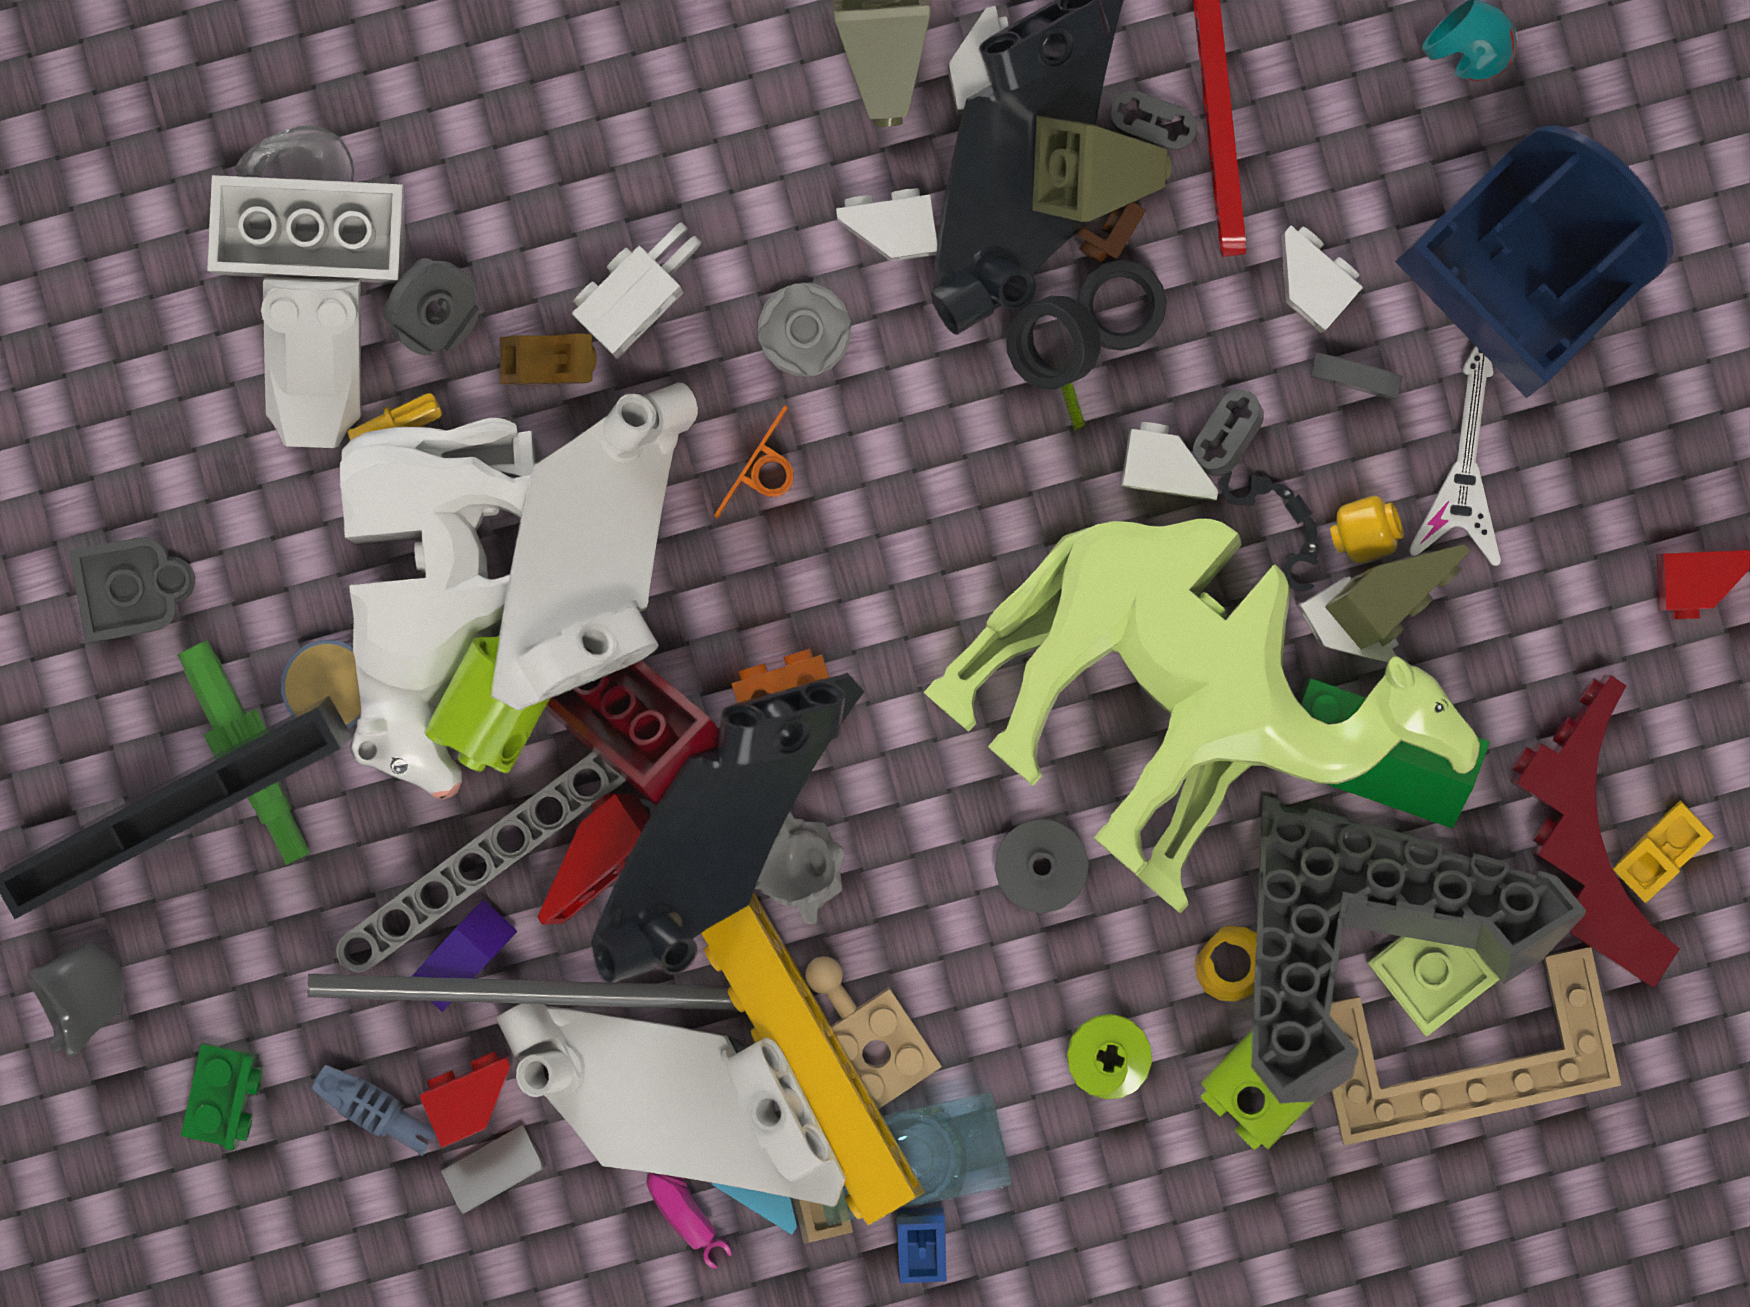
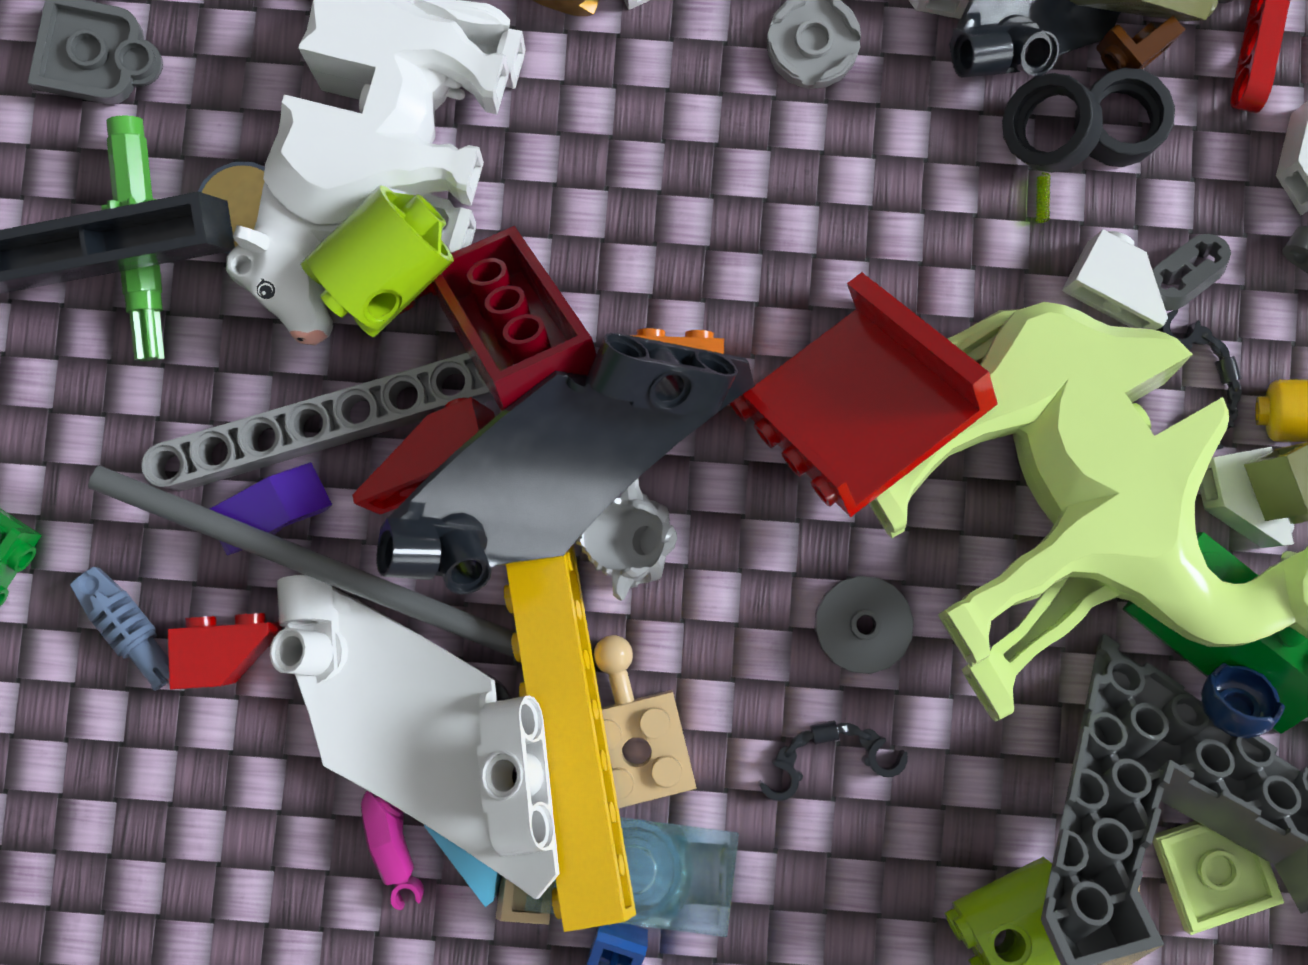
camera: 20 degrees right, 5 degrees down
(493, 1168) = (219, 729): light grey slope -> none
(589, 551) = (530, 149): white panel -> none
(760, 458) = (731, 138): orange piece -> none
(964, 671) = (867, 399): none -> red panel
(1042, 975) = (825, 733): none -> black piece
(1129, 1044) = (890, 828): lime piece -> none
(1205, 969) = (992, 797): yellow piece -> none
(1393, 816) = (1240, 701): none -> dark blue hair

